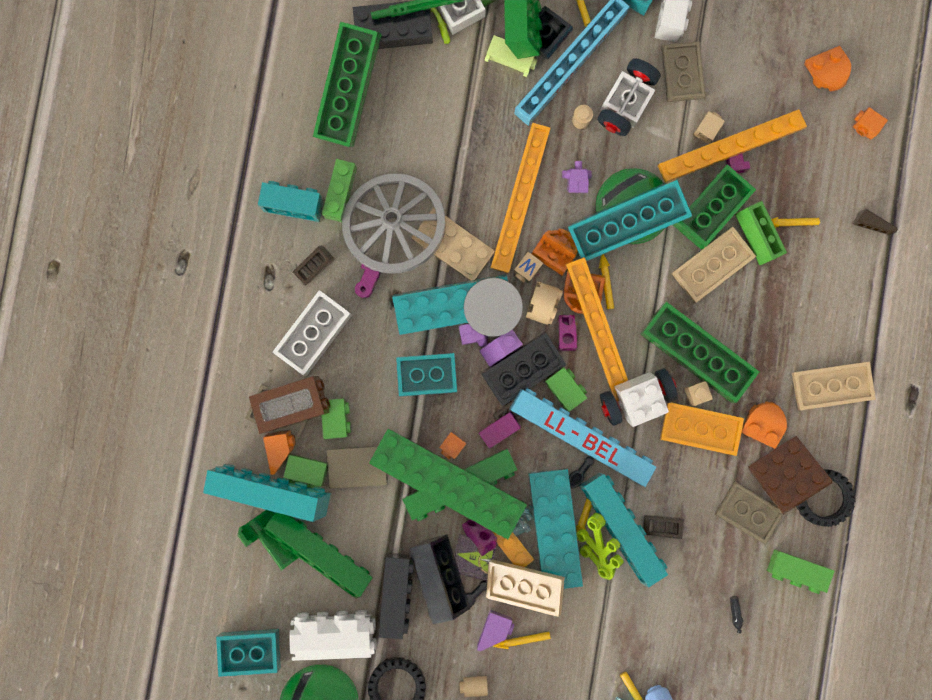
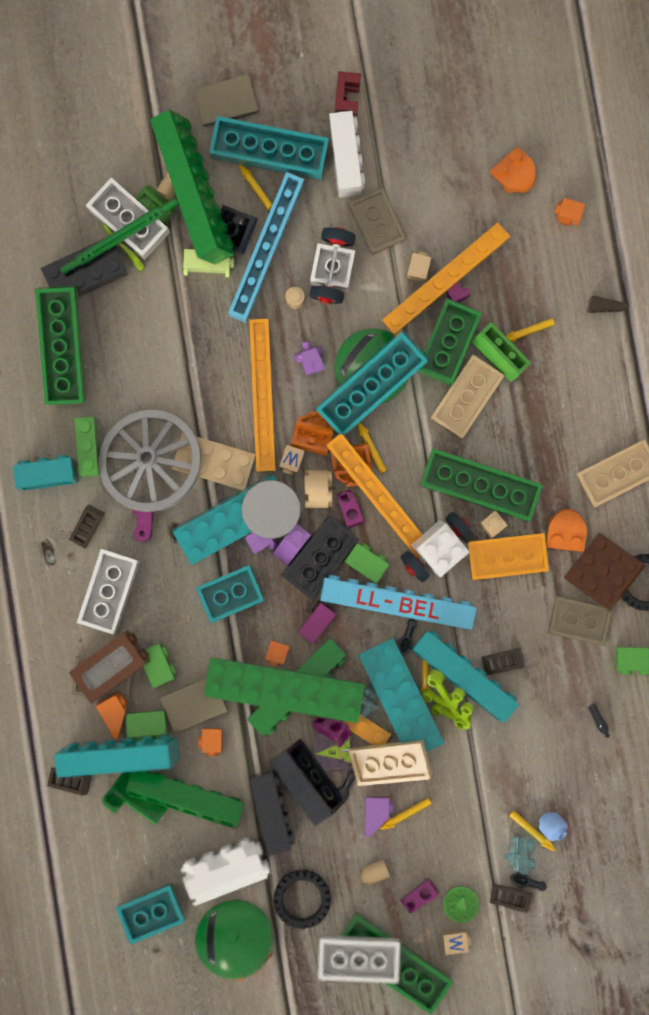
camera: 15 degrees left, 0 degrees up
(223, 513) = (84, 786): none -> dark brown slope
(361, 508) = (211, 741): none -> orange brick

